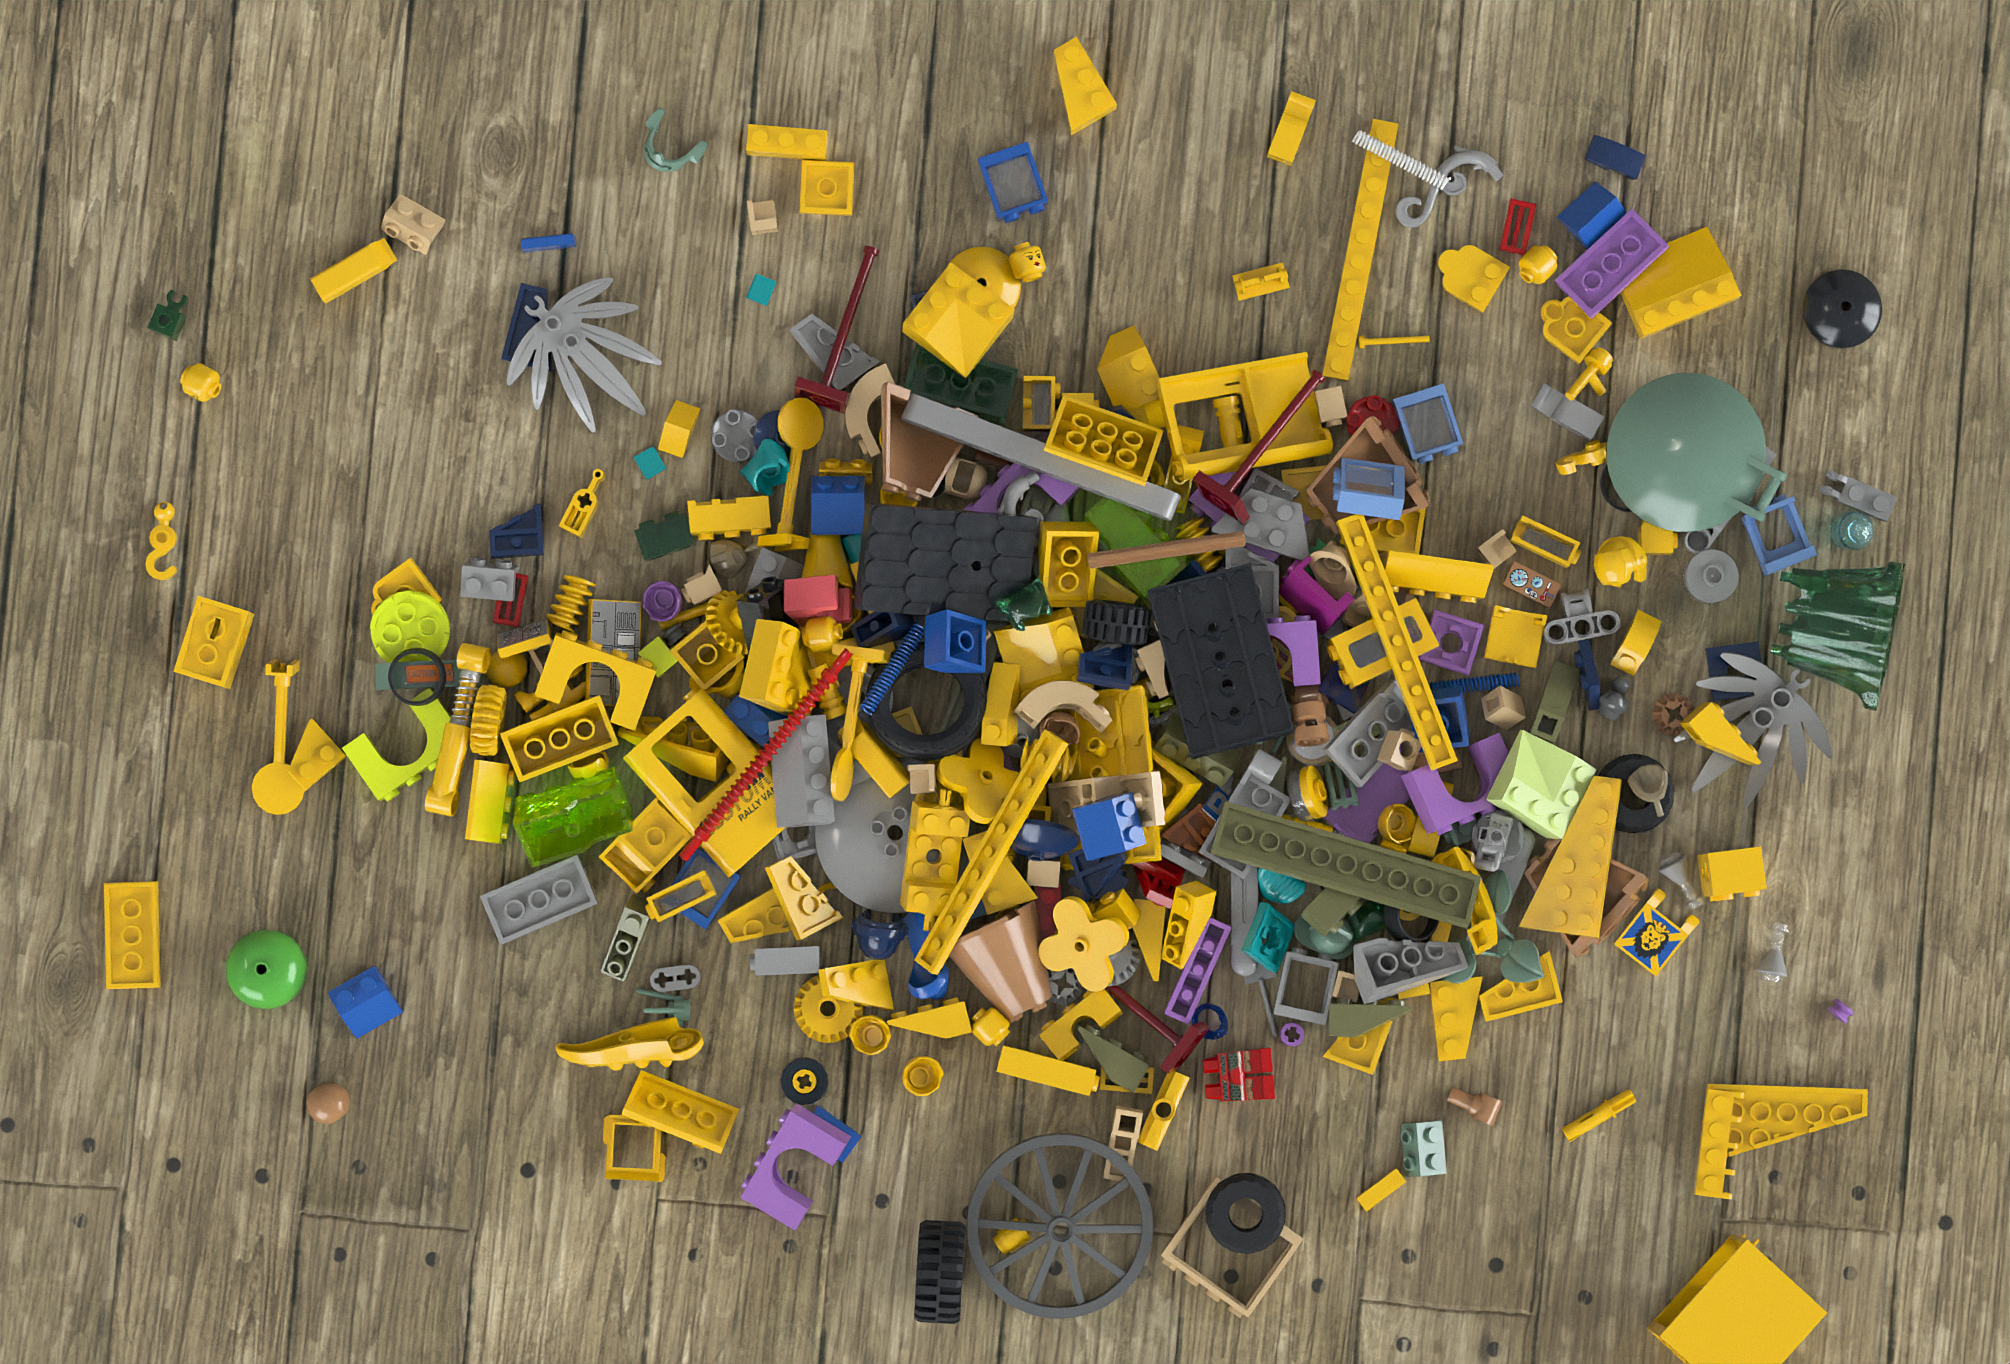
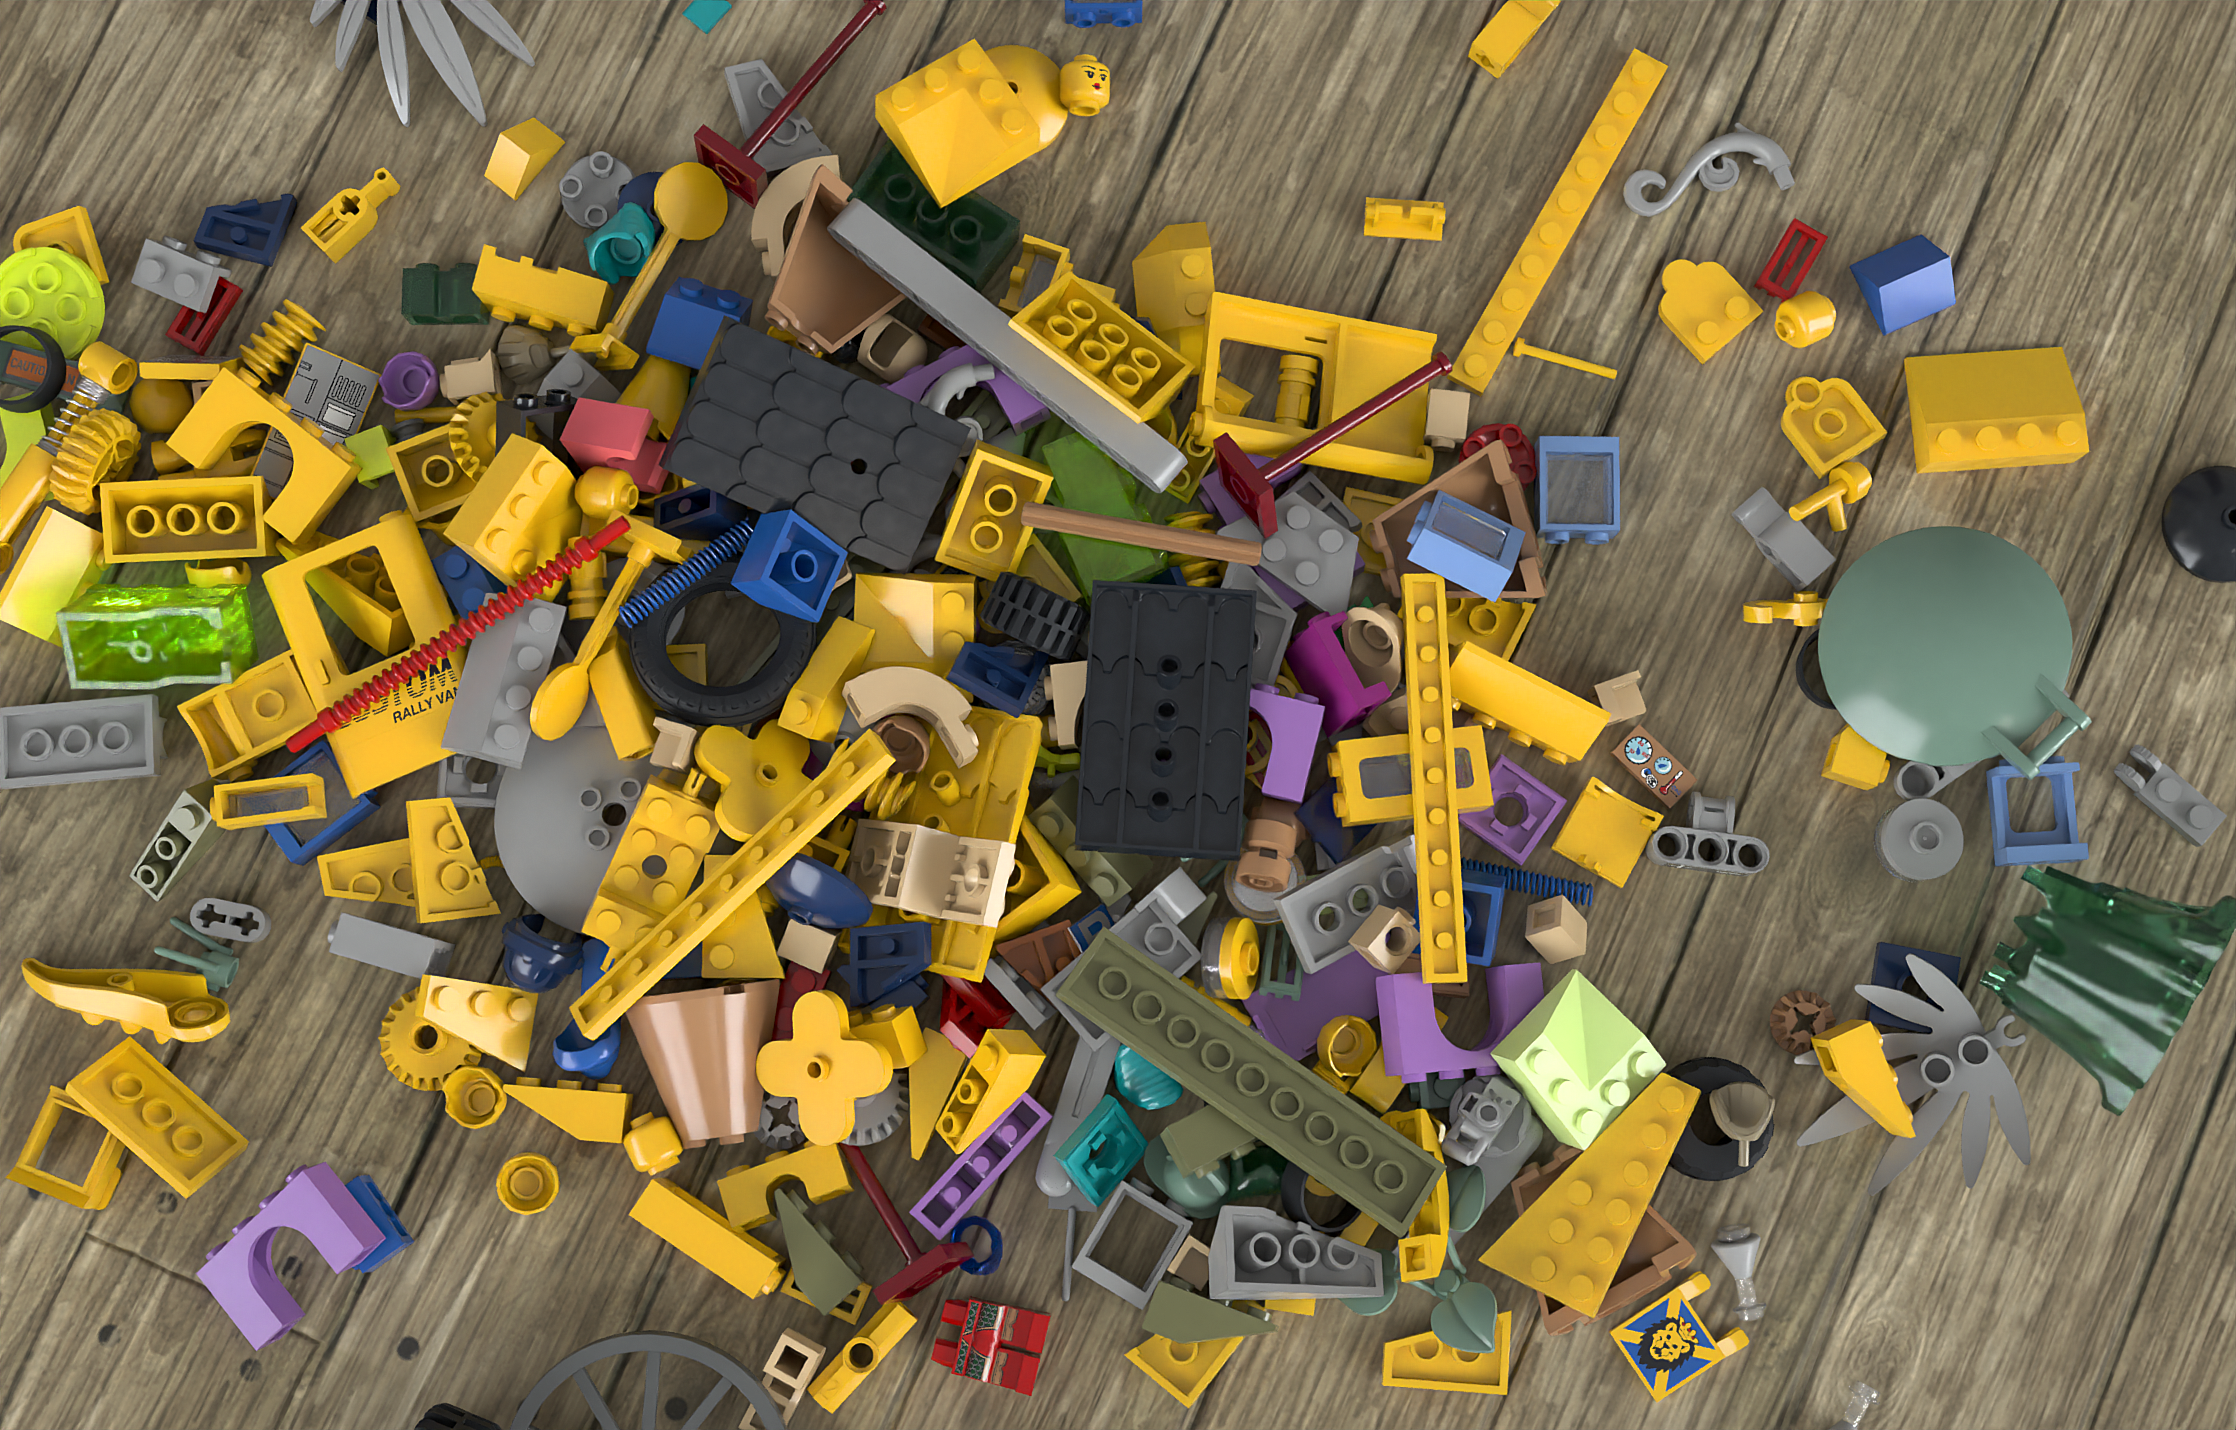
camera: 20 degrees right, 5 degrees down
(650, 463) = (467, 191): teal piece -> none
(818, 1077) = (356, 1154): black bush -> none
(856, 467) = (748, 287): yellow hinge -> none
(1026, 604) = (911, 547): clear green hair -> none
(1109, 825) = (914, 902): blue slope -> none
(1284, 1038) = (1077, 1307): medium lavender bush -> none
(1402, 157) = (1655, 113): white piece -> none
(1453, 1016) = (1337, 1360): yellow wing -> none
(1546, 542) = (1694, 712): yellow window -> none
(1554, 702) = (1633, 946): olive slope -> none
(1588, 677) = (1698, 922): dark blue wing -> none
(1611, 263) = (1912, 350): medium lavender piece -> none
(1612, 701) = (1720, 974): dark grey animal -> none
(1615, 156) = (1961, 205): dark blue slope -> none
(1617, 561) = (1793, 770): yellow helmet -> none
(1636, 642) = (1781, 900): yellow brick -> none
(1732, 873) = (1826, 1287): yellow piece -> none
(1852, 530) = (2145, 842): clear light blue hair -> none

